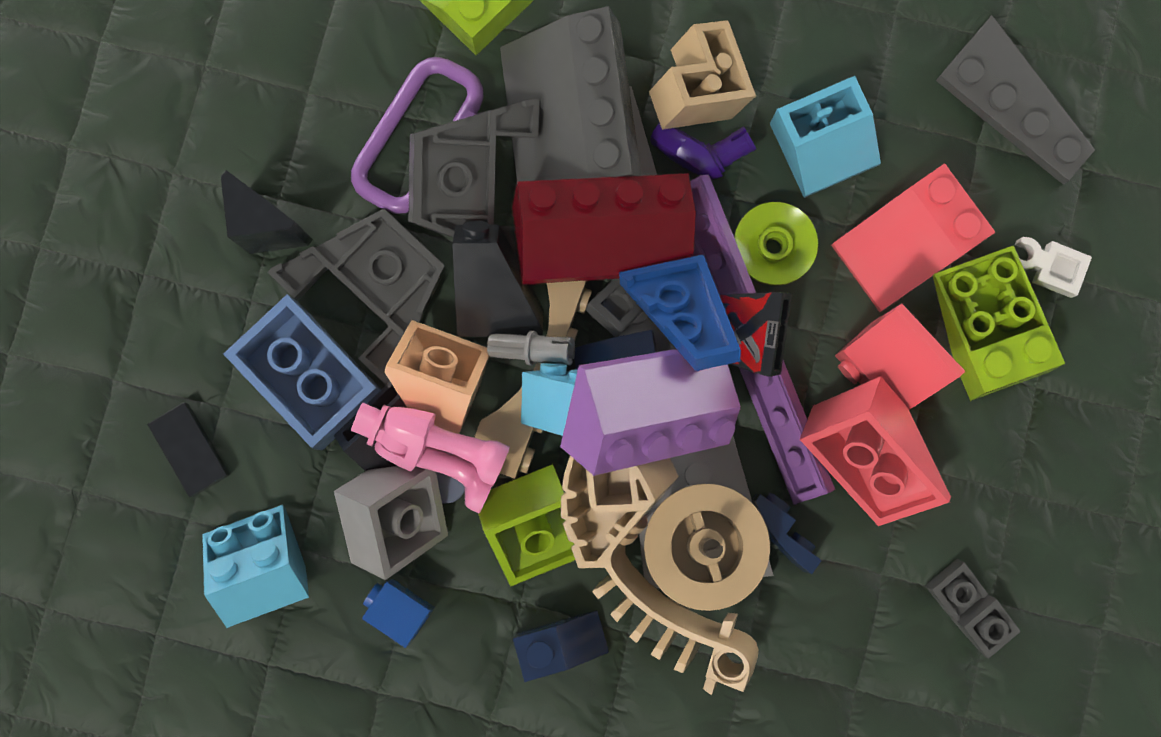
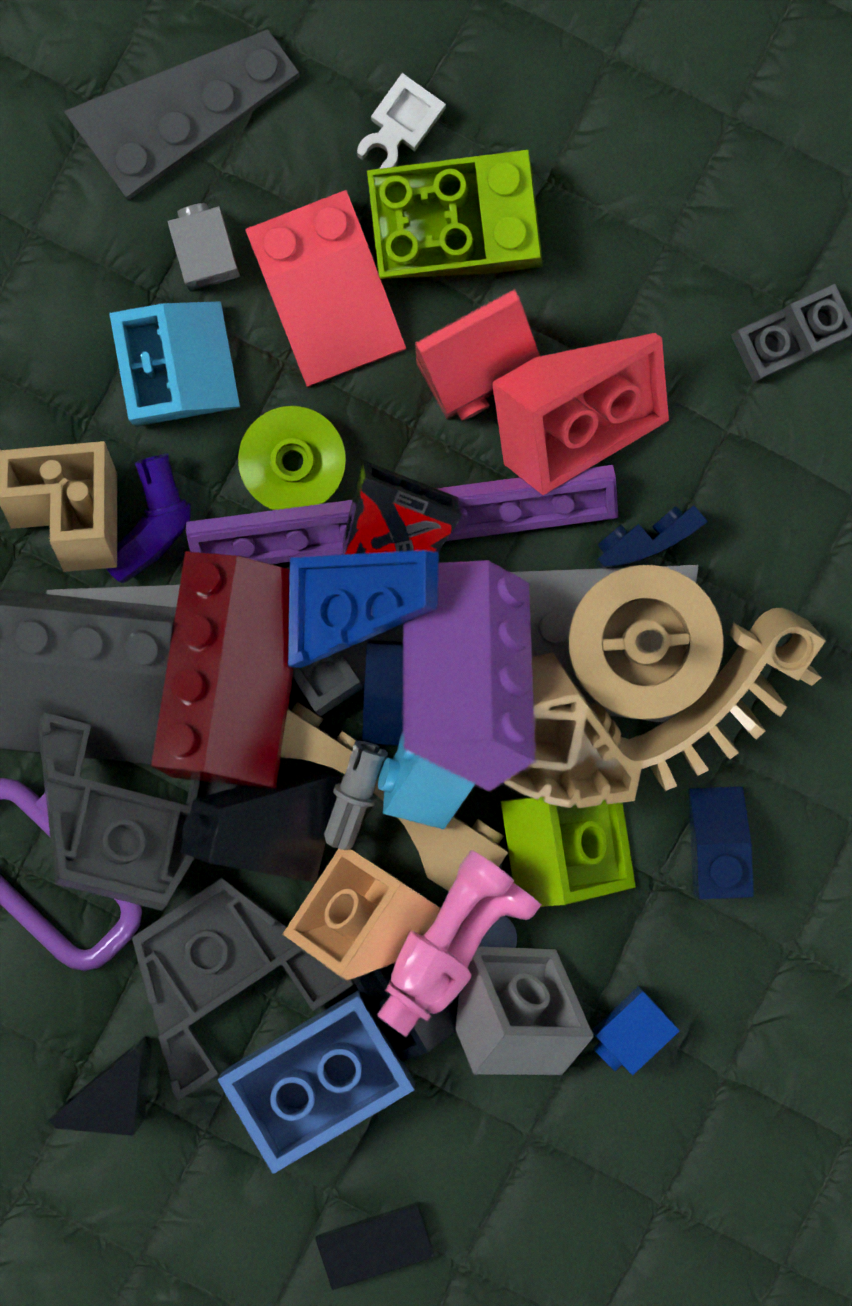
camera: 70 degrees left, 5 degrees up
(253, 567) = (537, 1194): medium azure slope -> none
(918, 140) = (203, 246): none -> light grey brick

